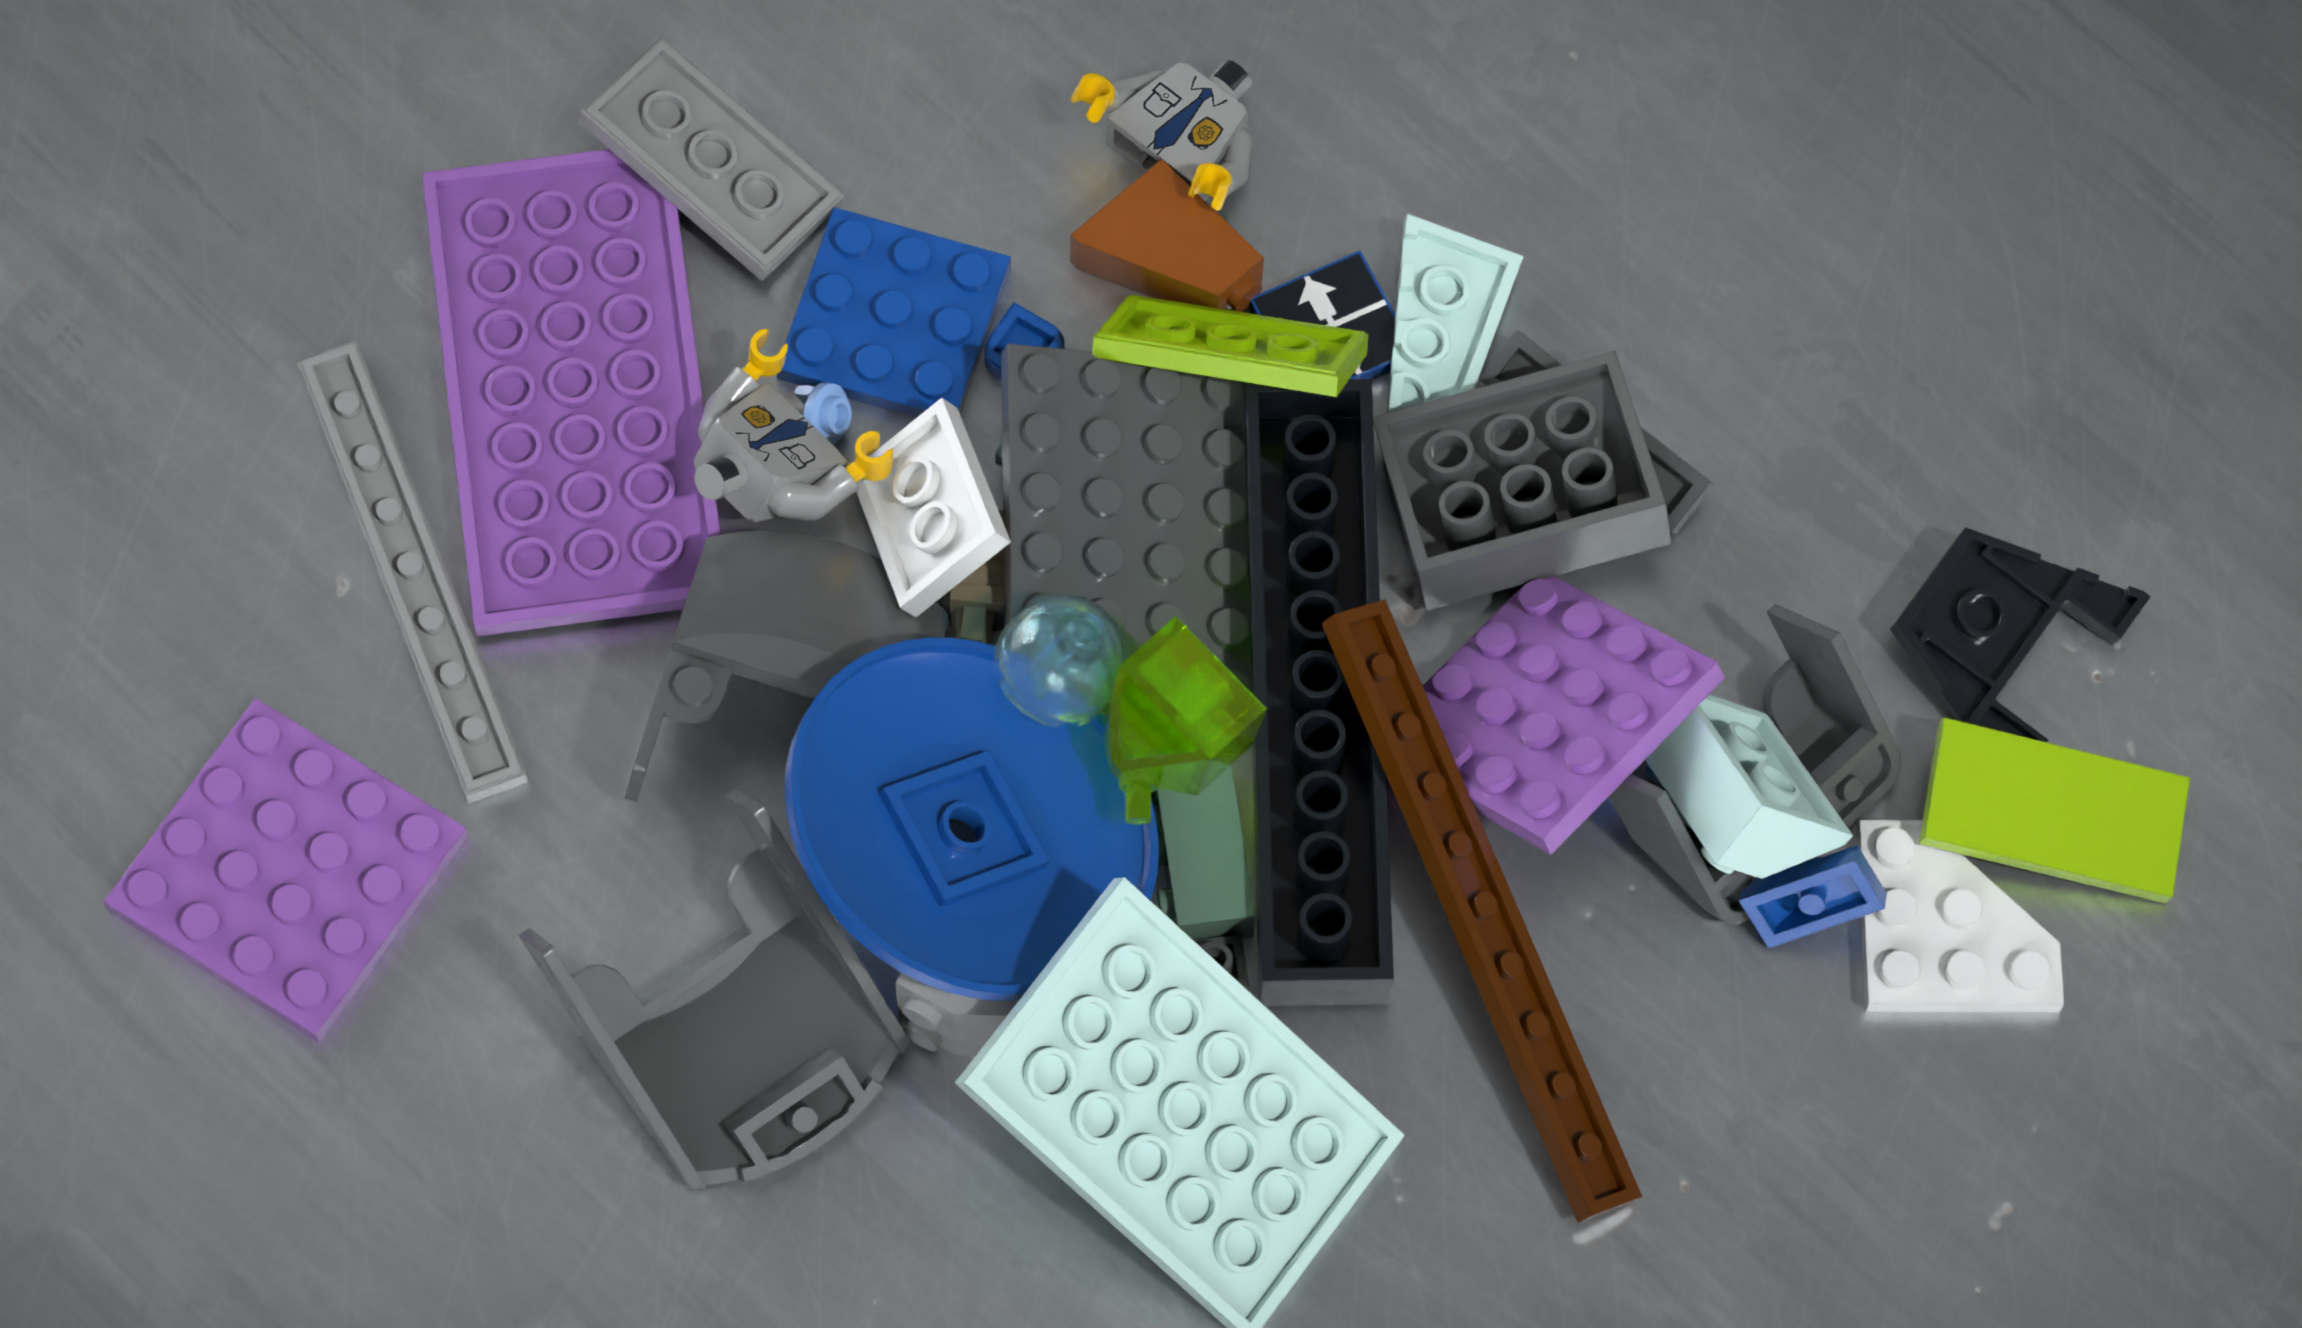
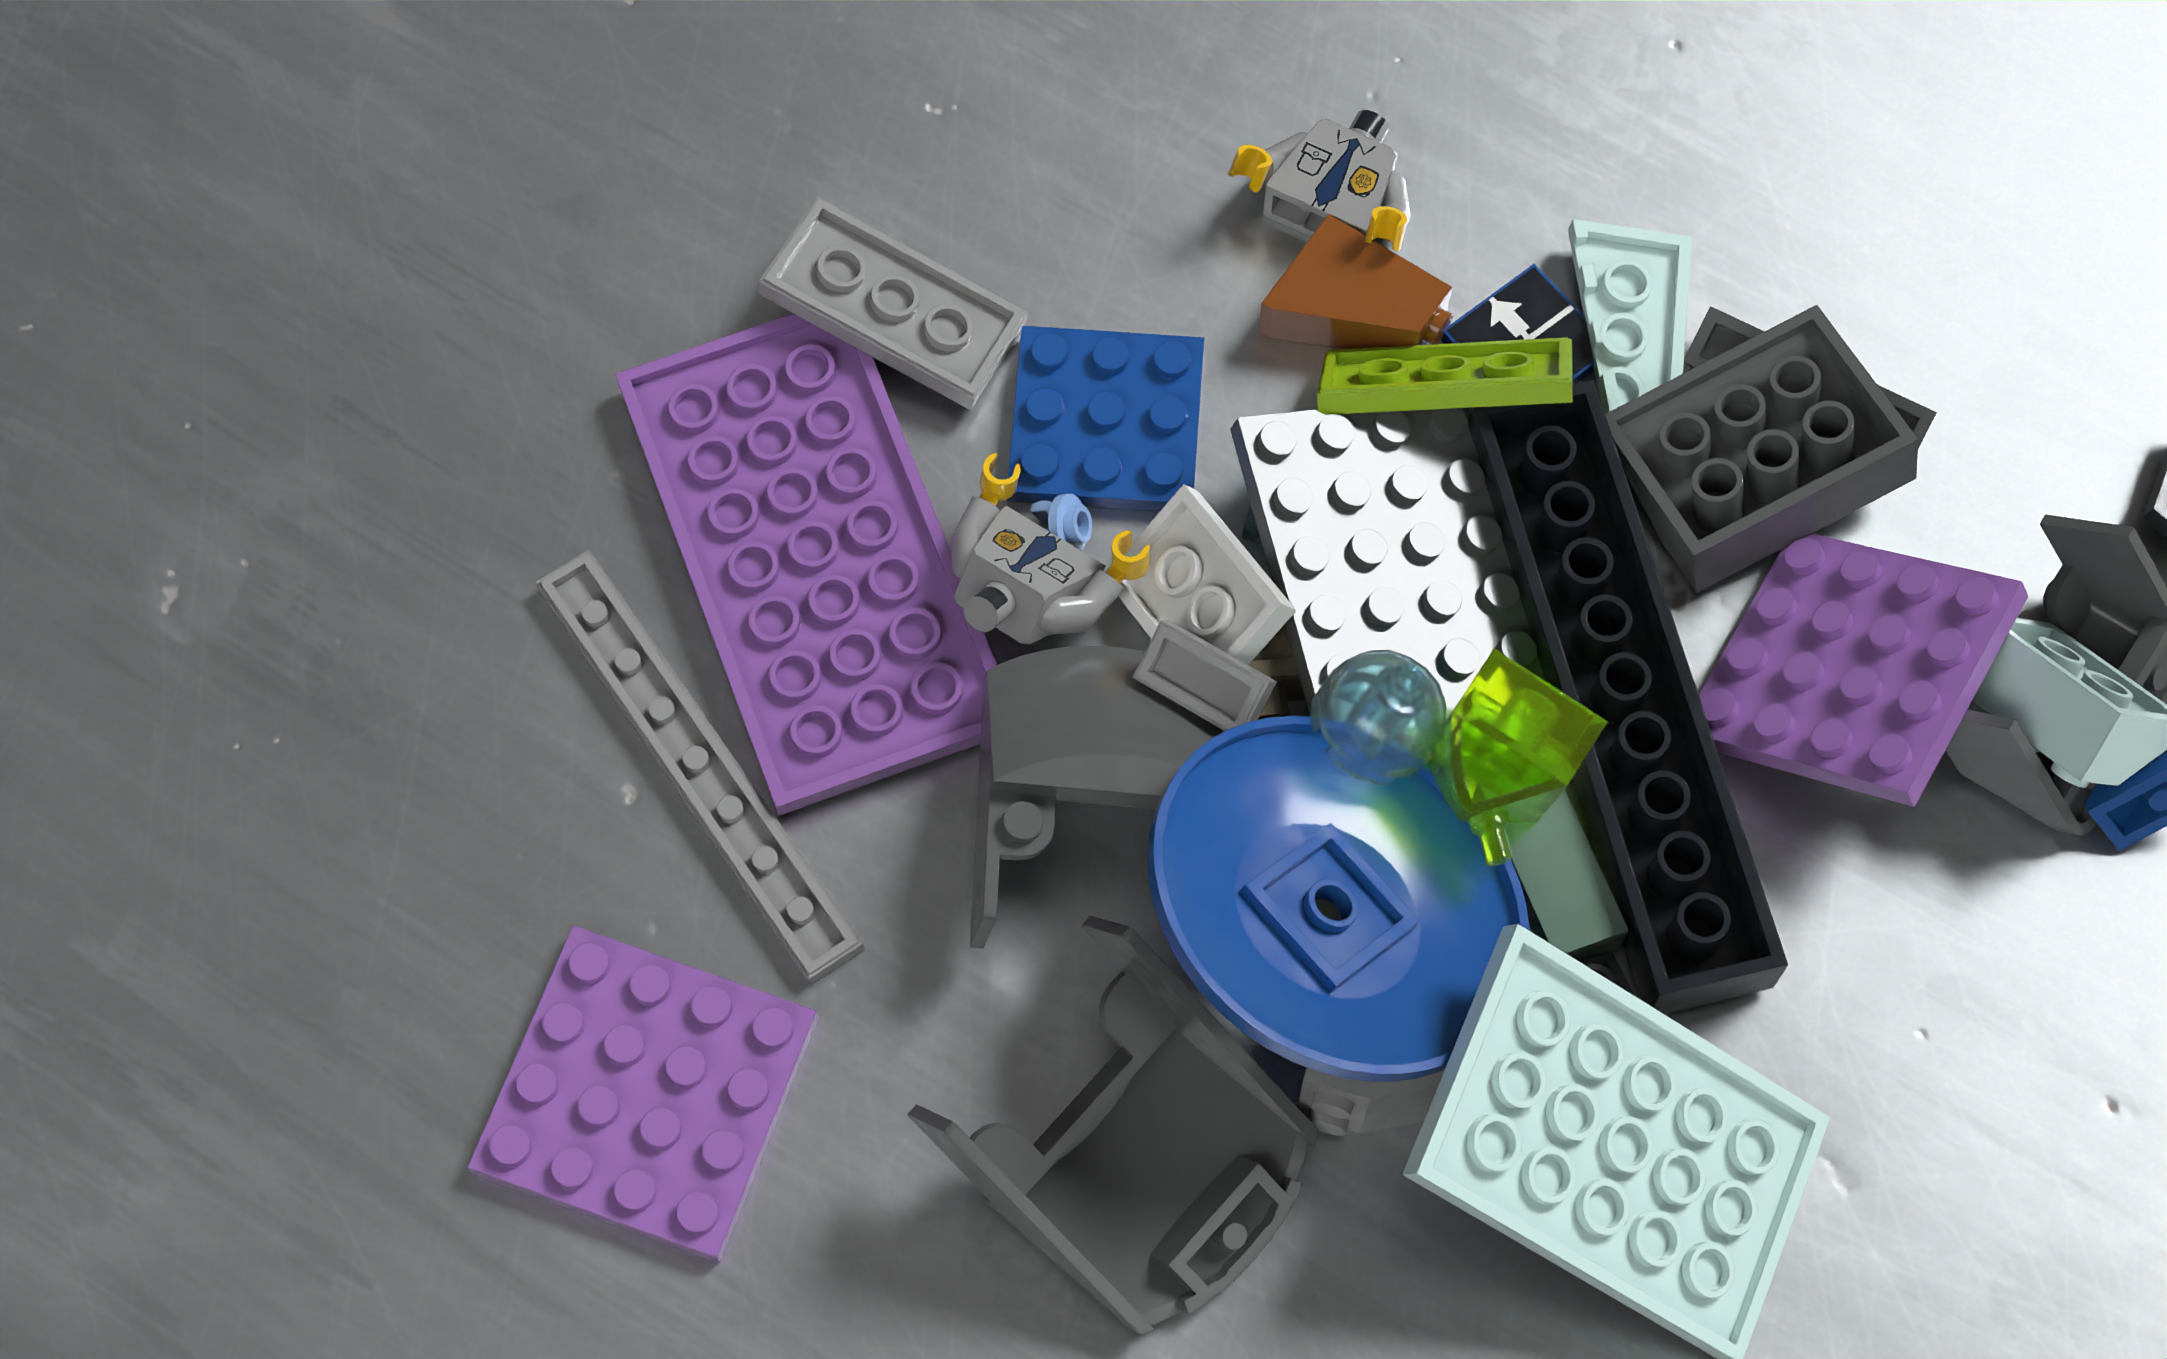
camera: 10 degrees left, 0 degrees up
(906, 587) = (1203, 677): none -> light grey tile
(1020, 328) = (1223, 410): blue tile -> none
(1481, 911) = (1852, 879): reddish brown plate -> none

